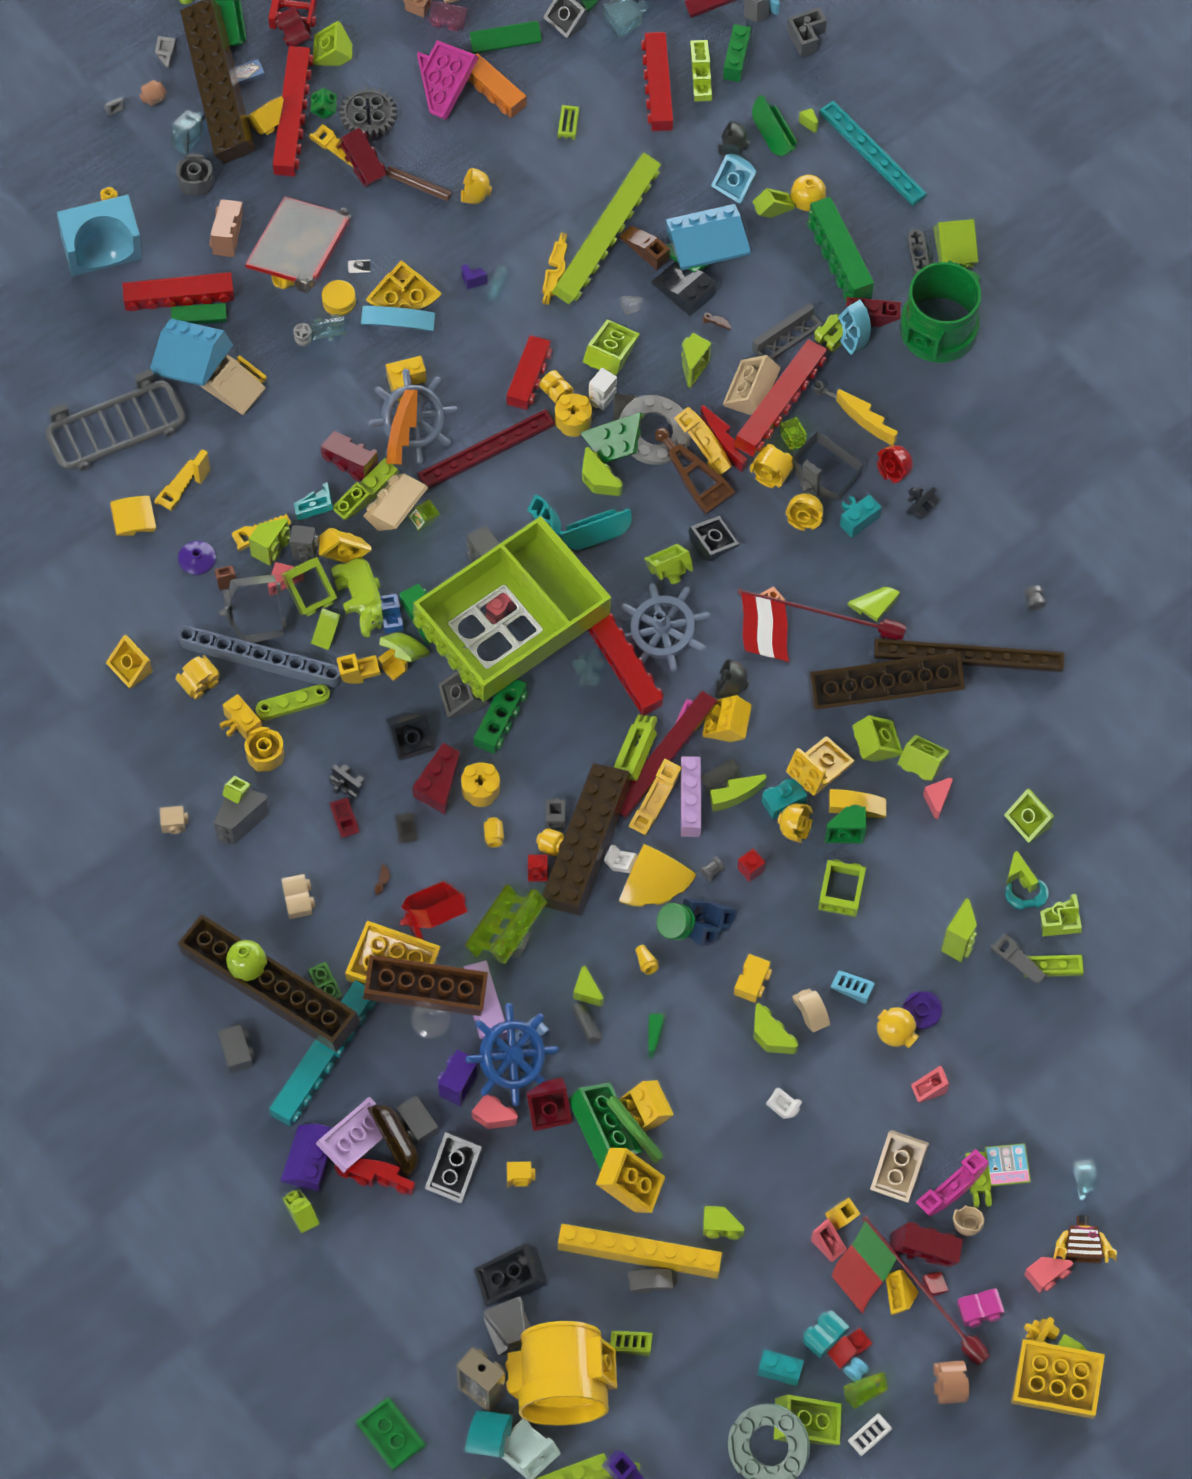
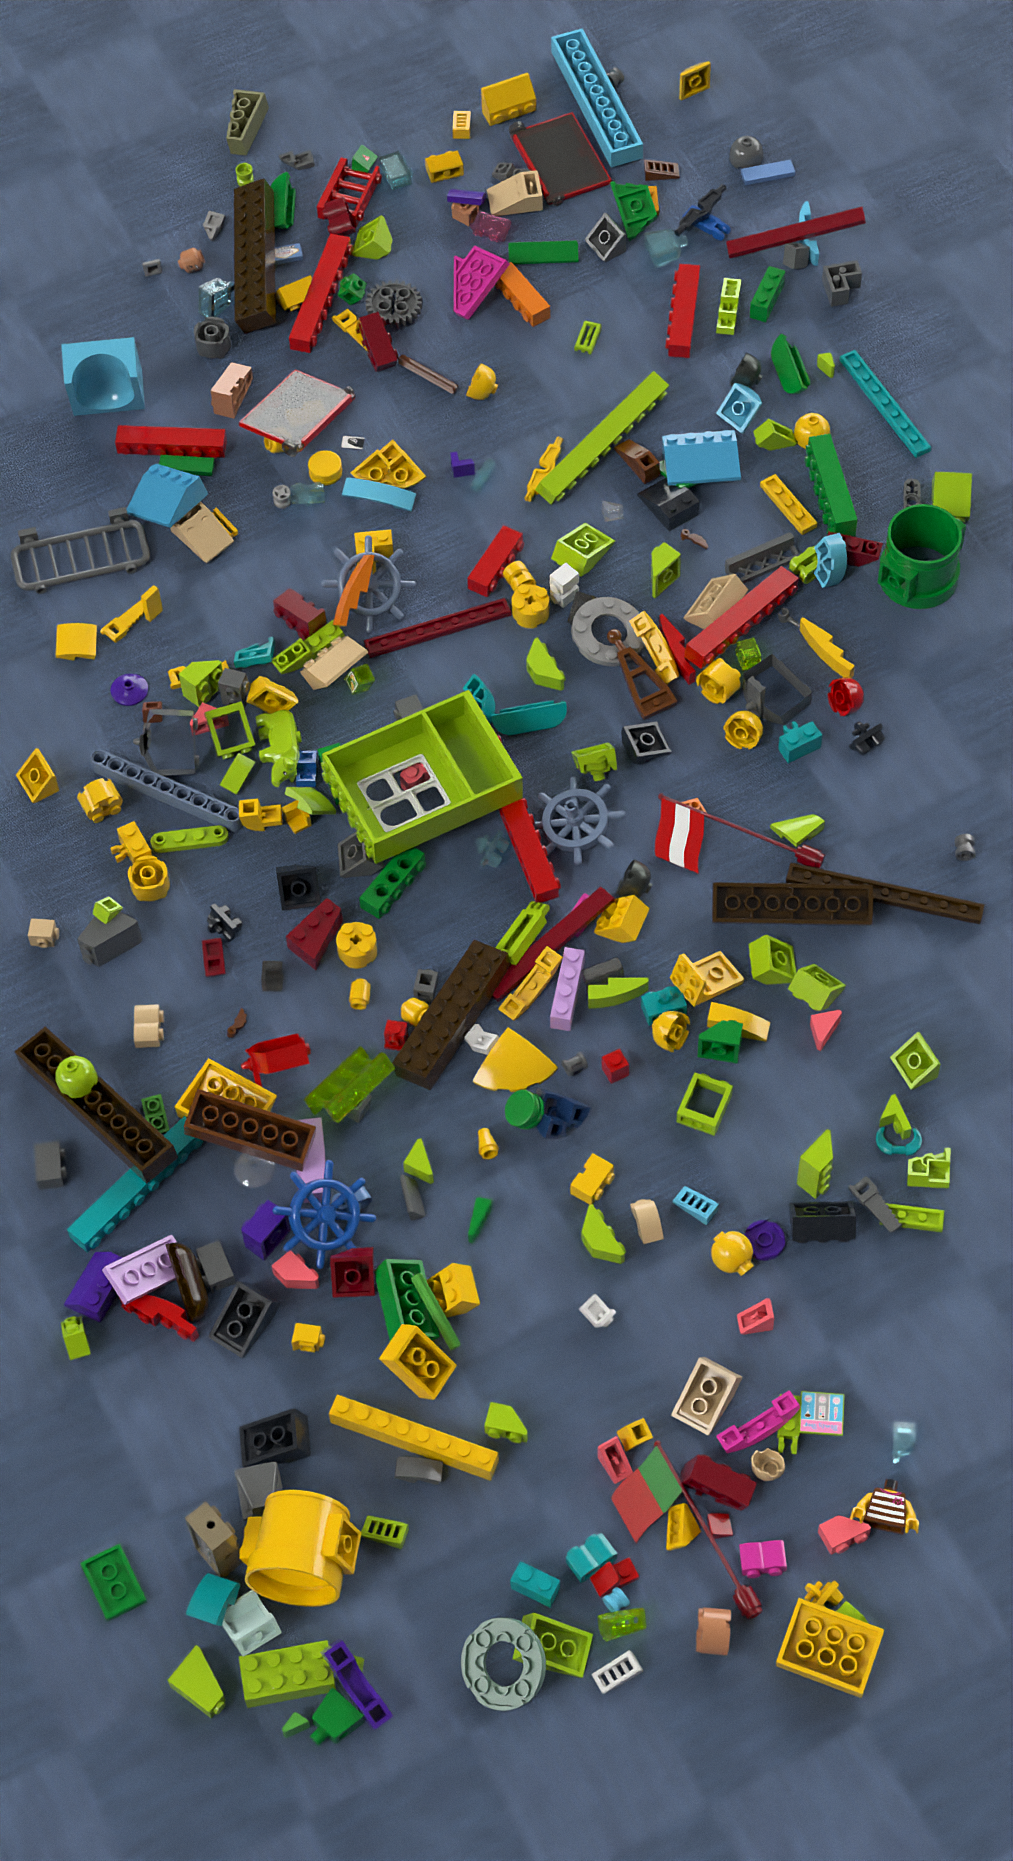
camera: 15 degrees right, 5 degrees down
(615, 438) = (566, 633): wing -> none
(800, 272) = (788, 504): none -> yellow plate
(973, 983) = (822, 1221): none -> black slope

